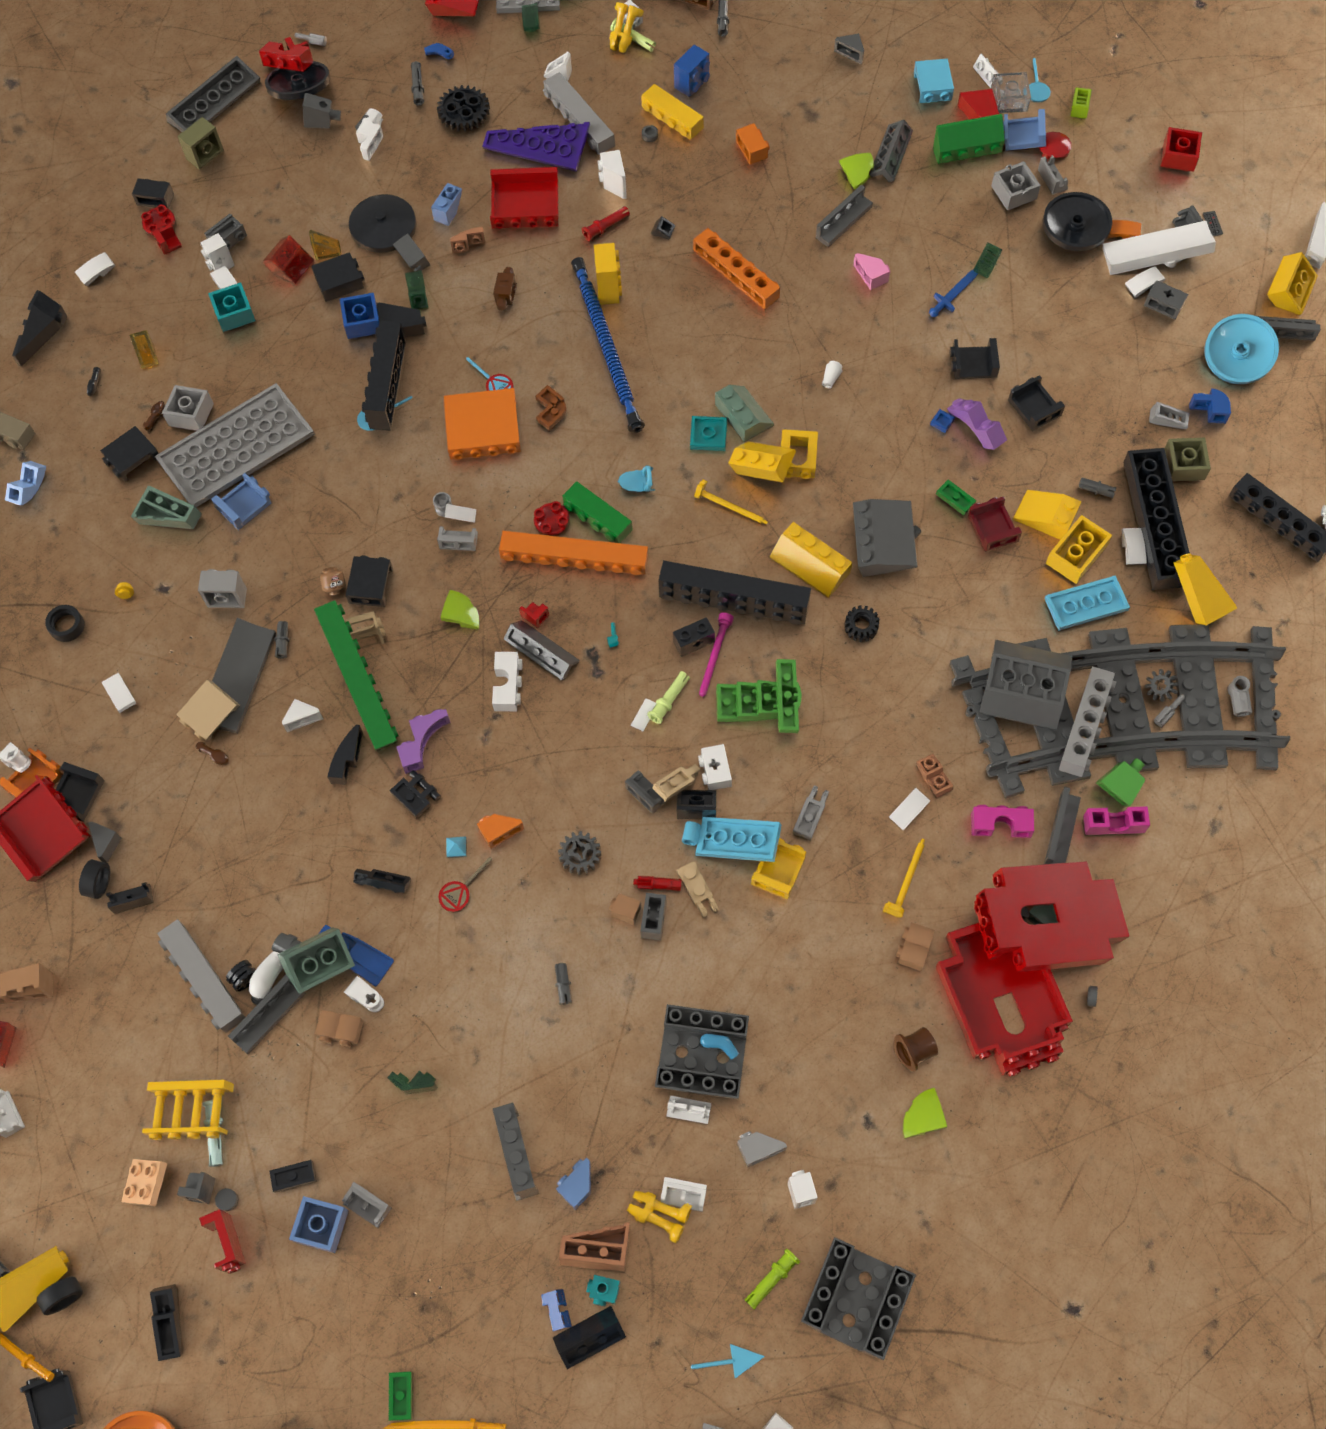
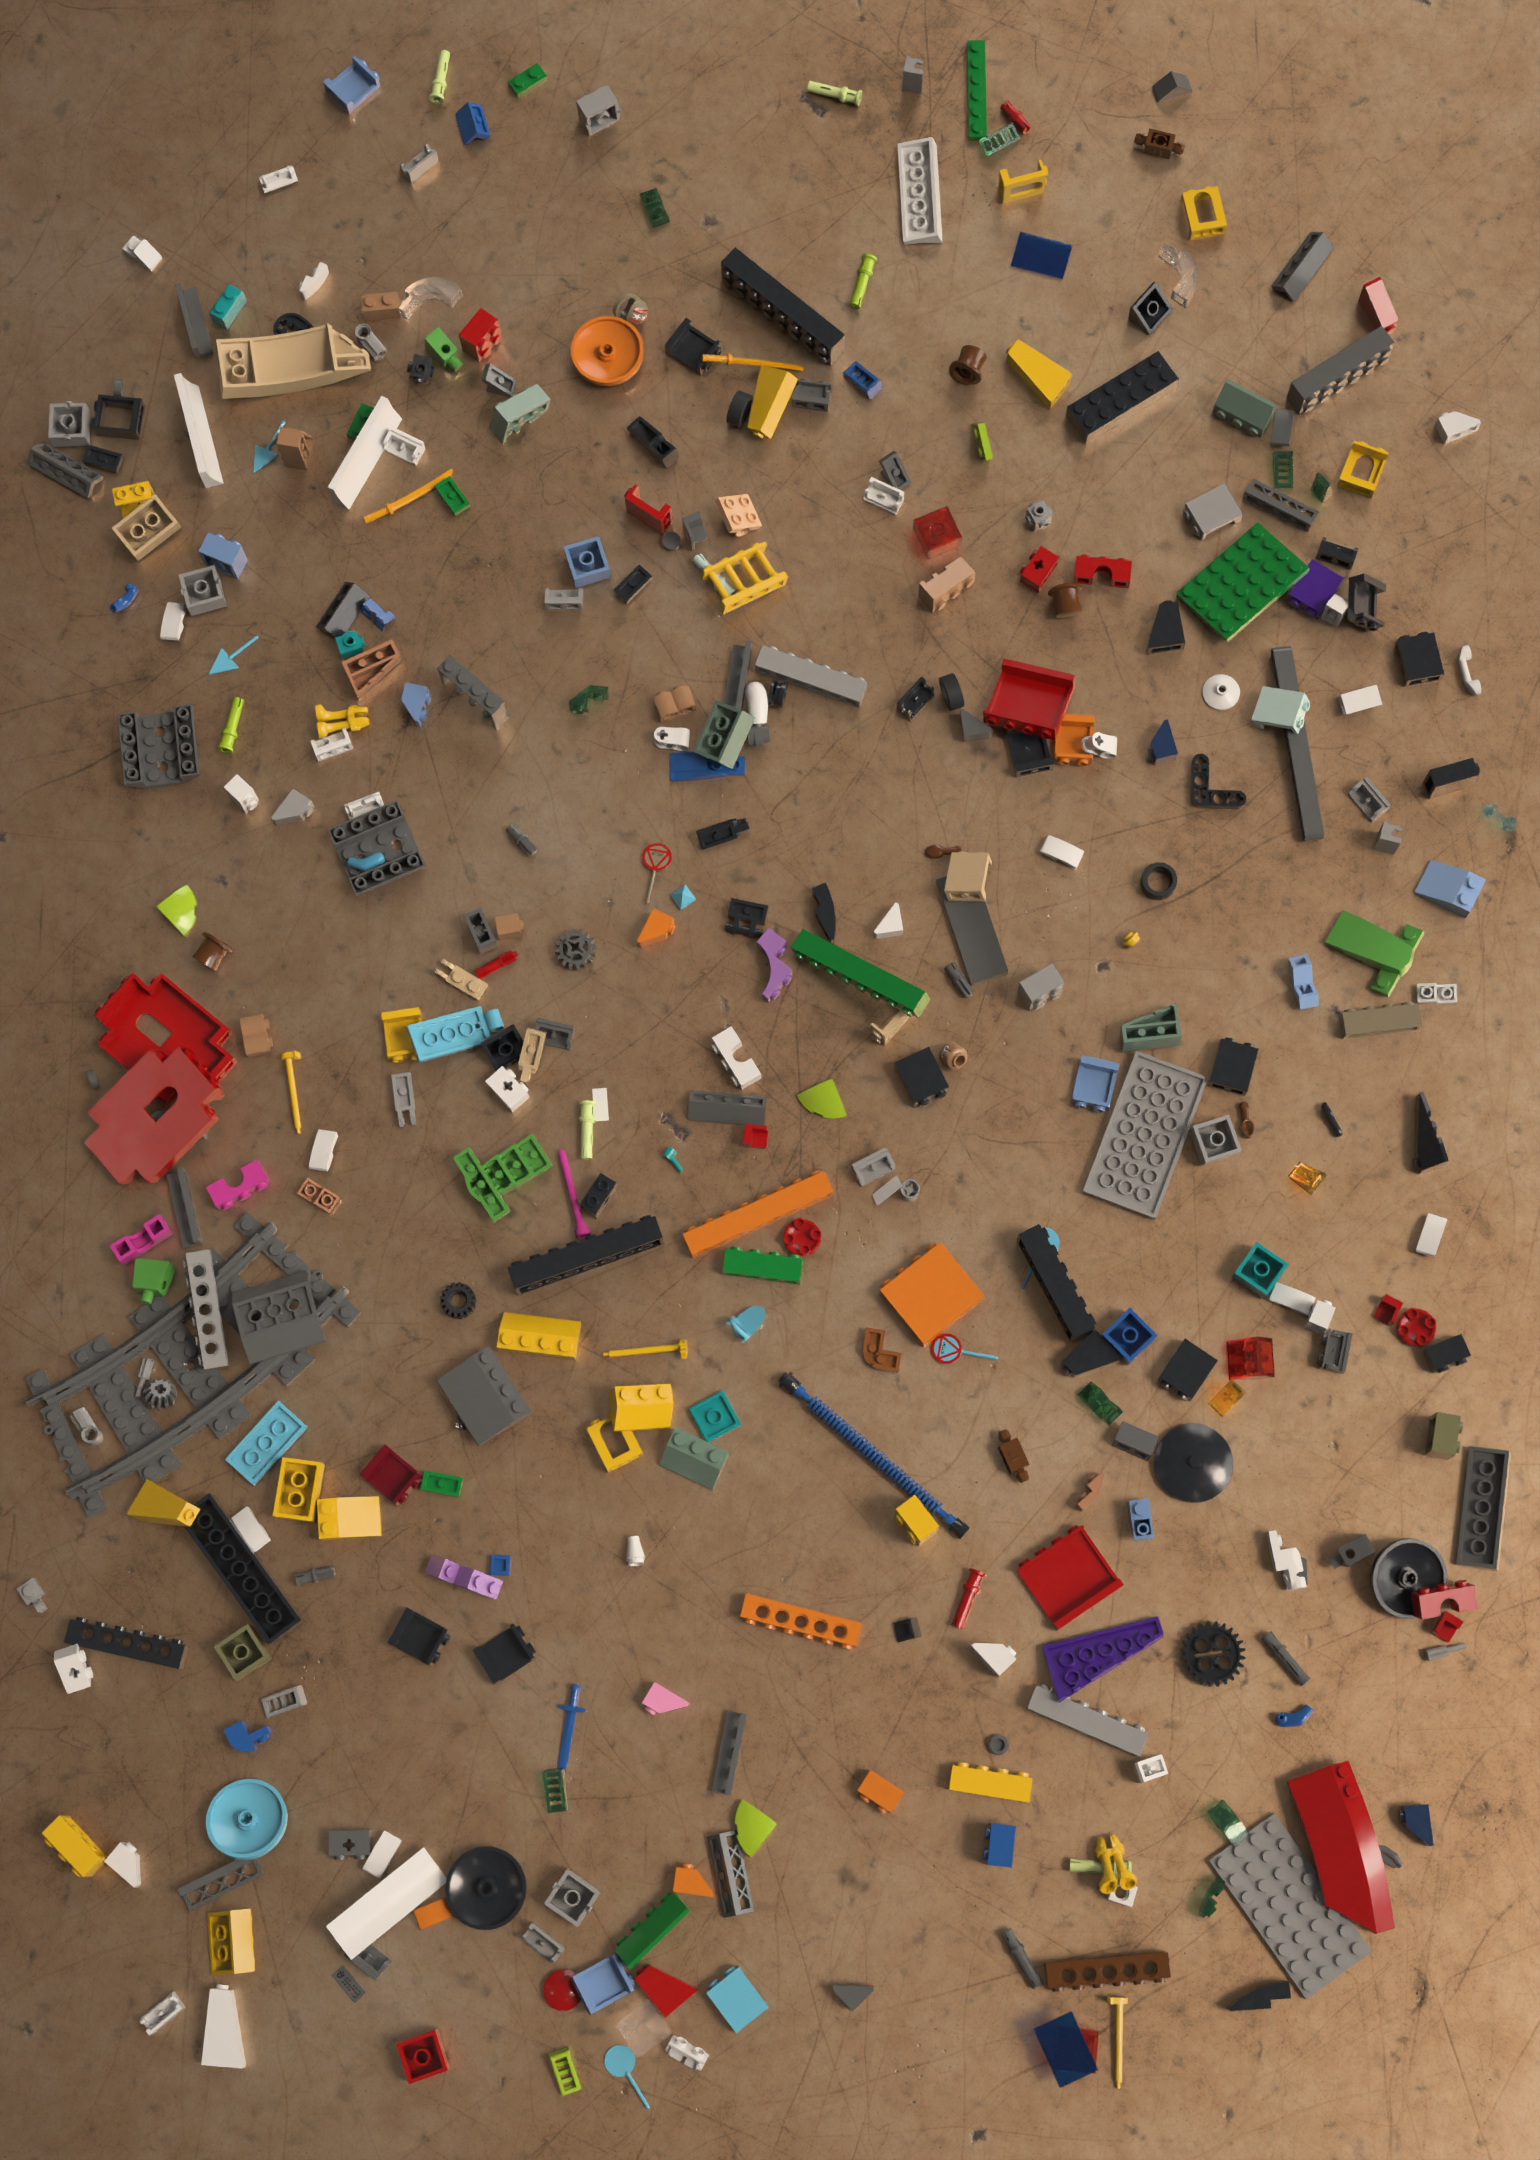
camera: 150 degrees right, 10 degrees up
(923, 157) = (691, 1882): none -> orange slope

